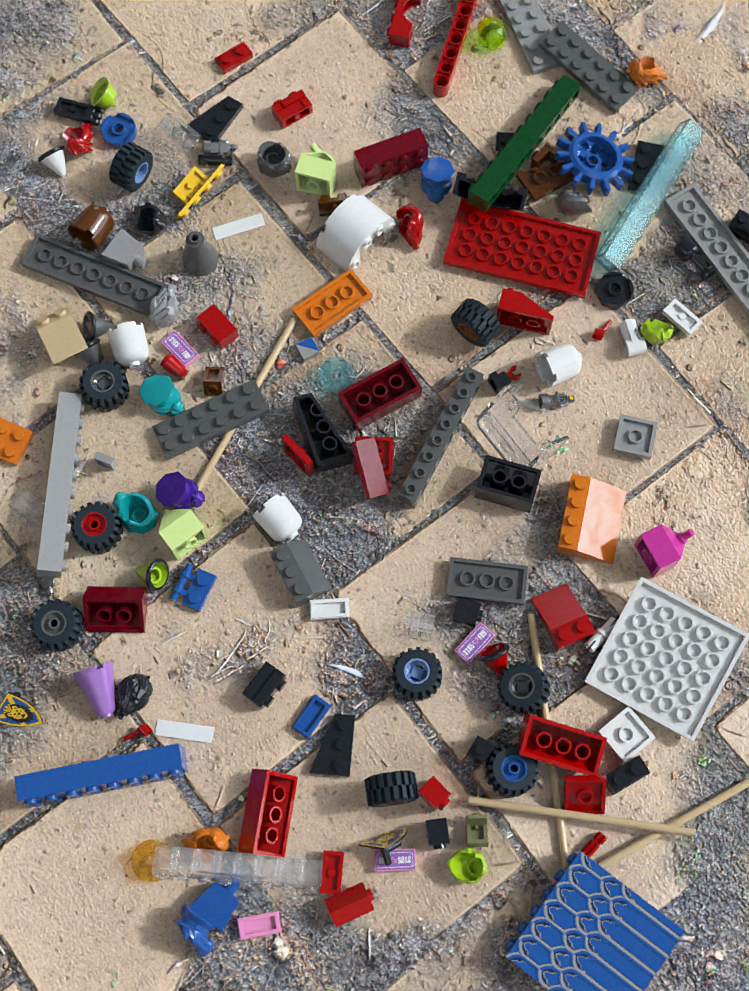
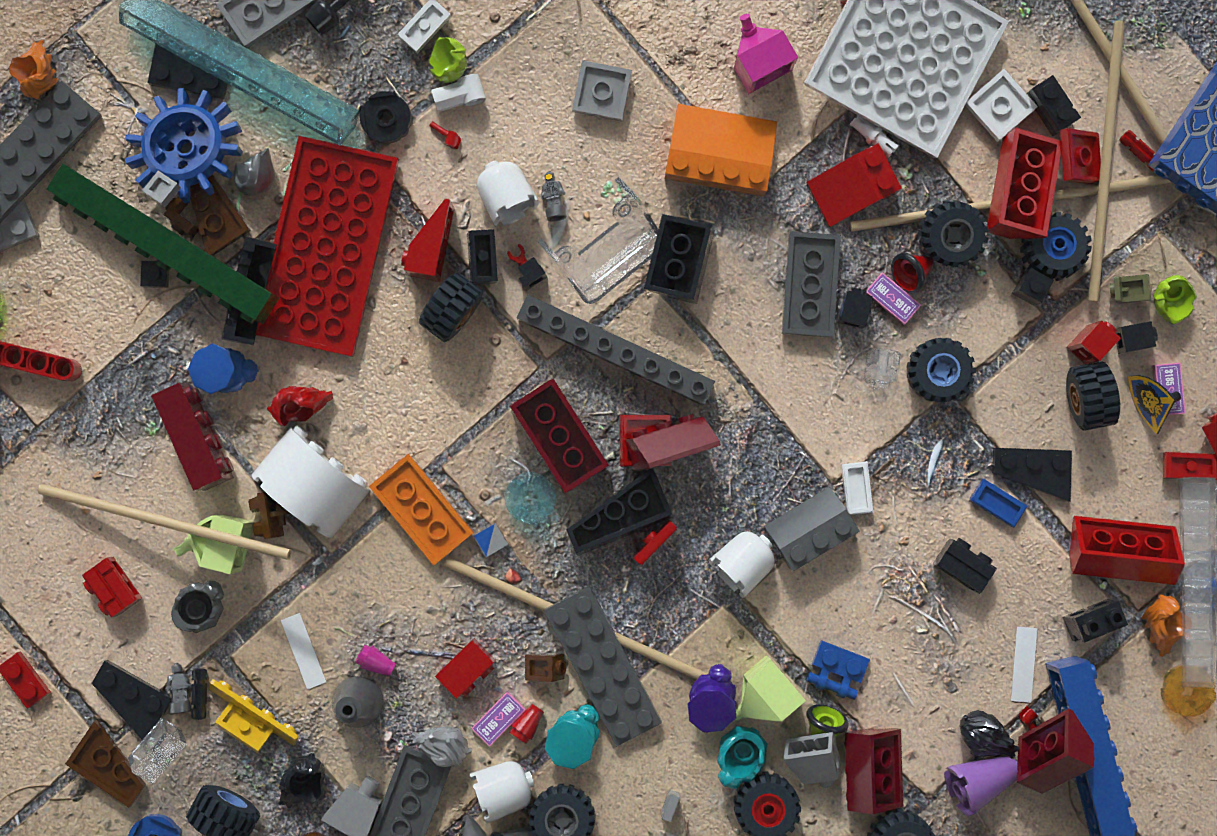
camera: 95 degrees left, 15 degrees up
(113, 738) = (1054, 753): none -> dark red slope
(128, 561) = (813, 758): none -> light grey torso
(174, 100) = (105, 765): none -> reddish brown wing
(213, 784) = (1096, 621): none -> black hips
(227, 269) = (374, 661): none -> dark pink cone
(331, 139) = (166, 522): none -> tan piece
(512, 347) = (482, 257): none -> black brick
(562, 138) = (161, 189): none -> light grey plate

